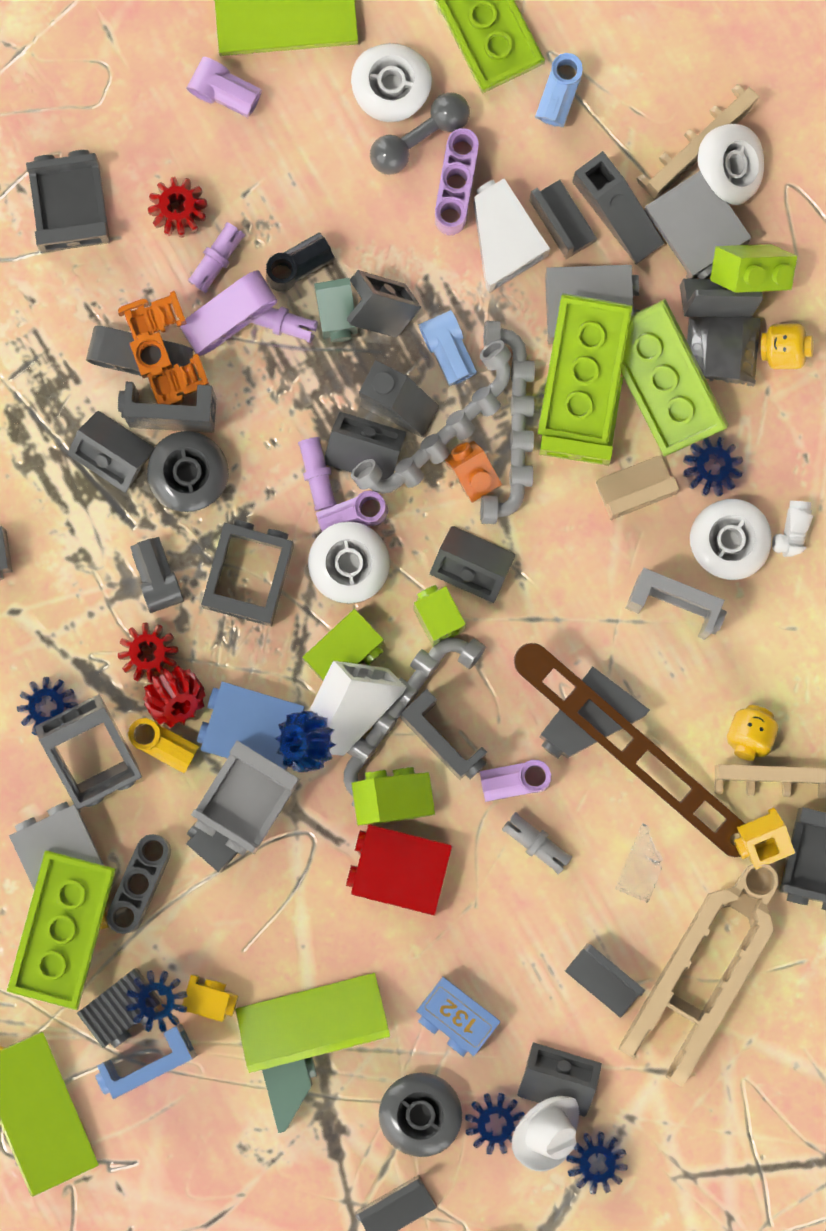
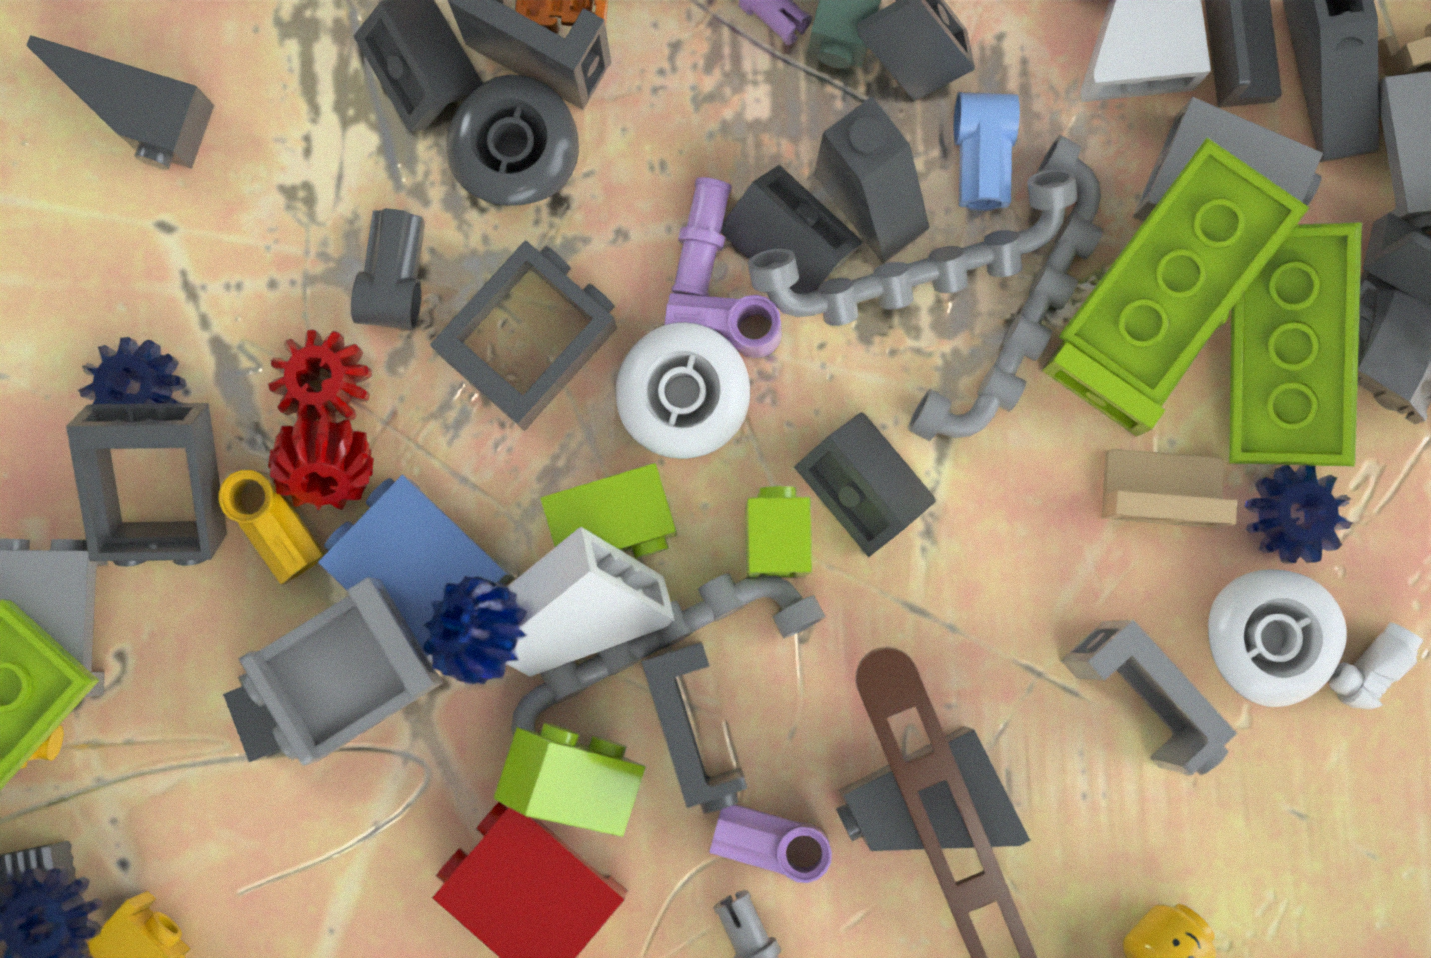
camera: 25 degrees right, 0 degrees up
(126, 897) = (102, 726): dark grey beam -> none
(473, 470) = (934, 345): orange bracket -> none

